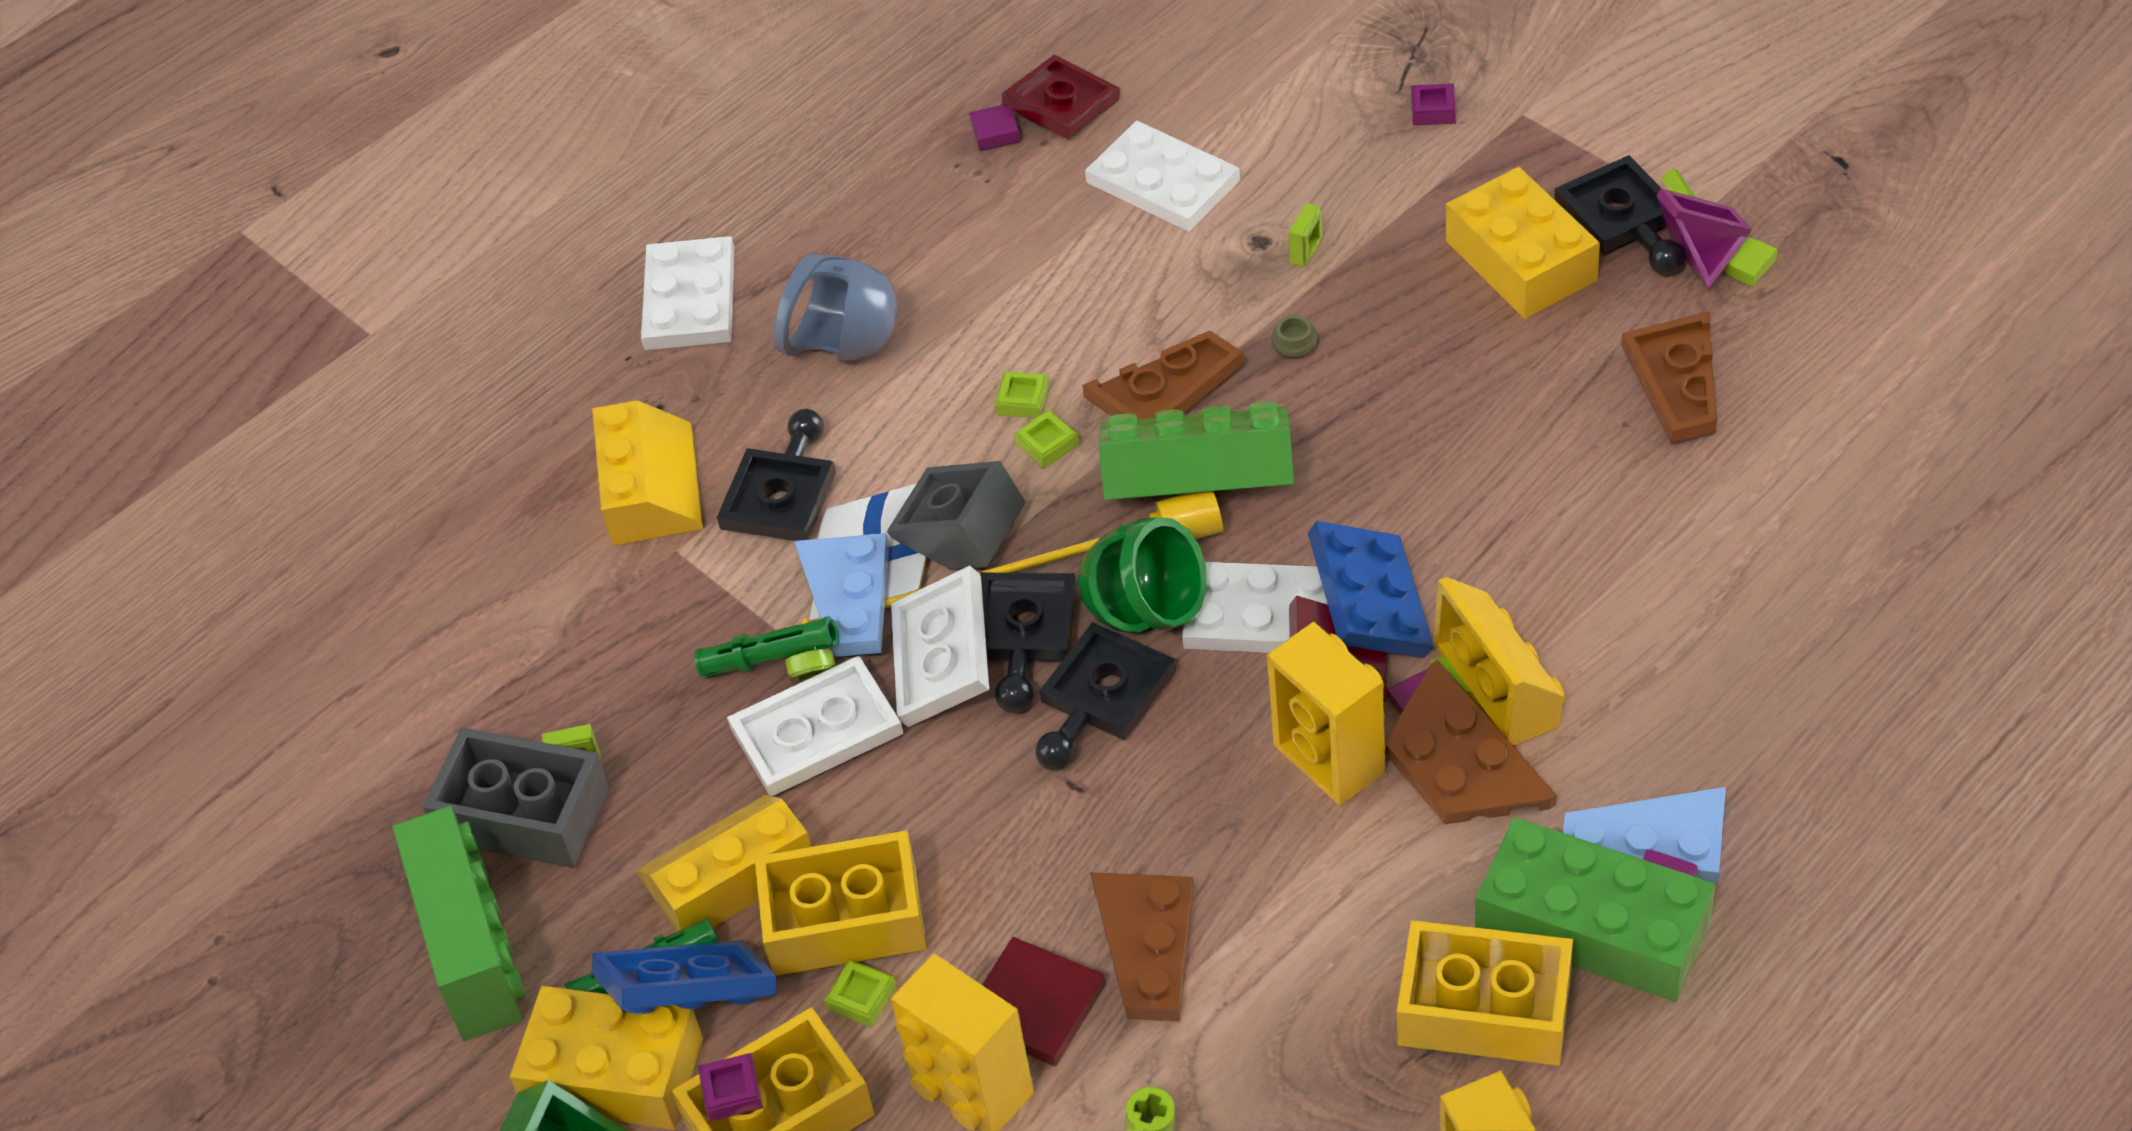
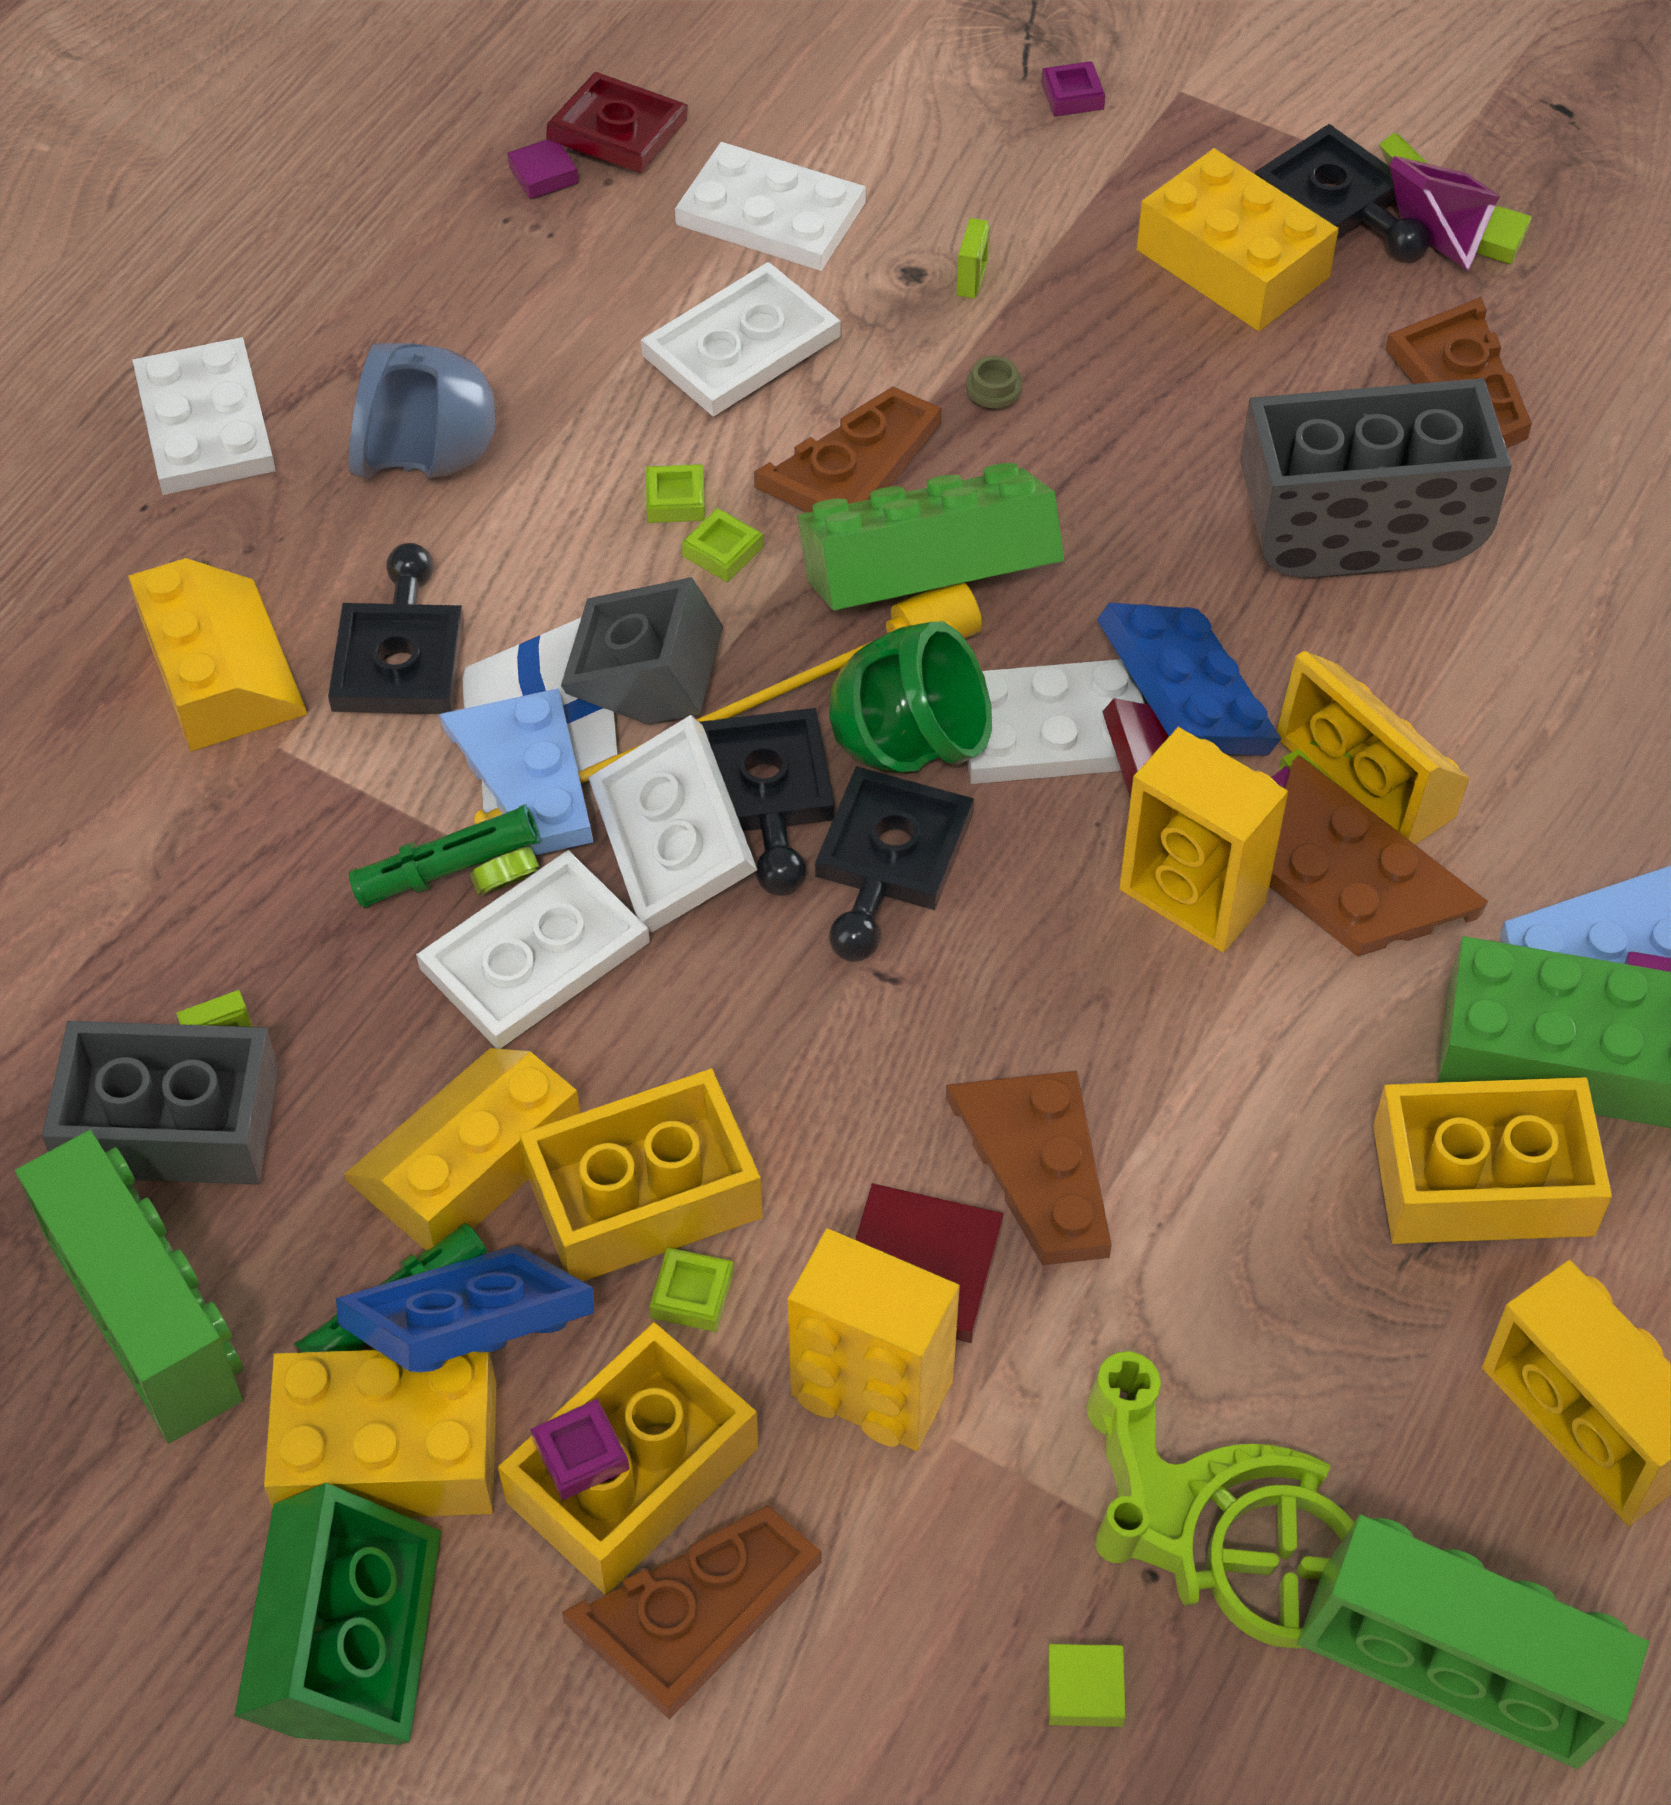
camera: 20 degrees left, 5 degrees up
(1105, 279) = (740, 338): none -> white plate
(1554, 448) = (1374, 476): none -> dark grey brick

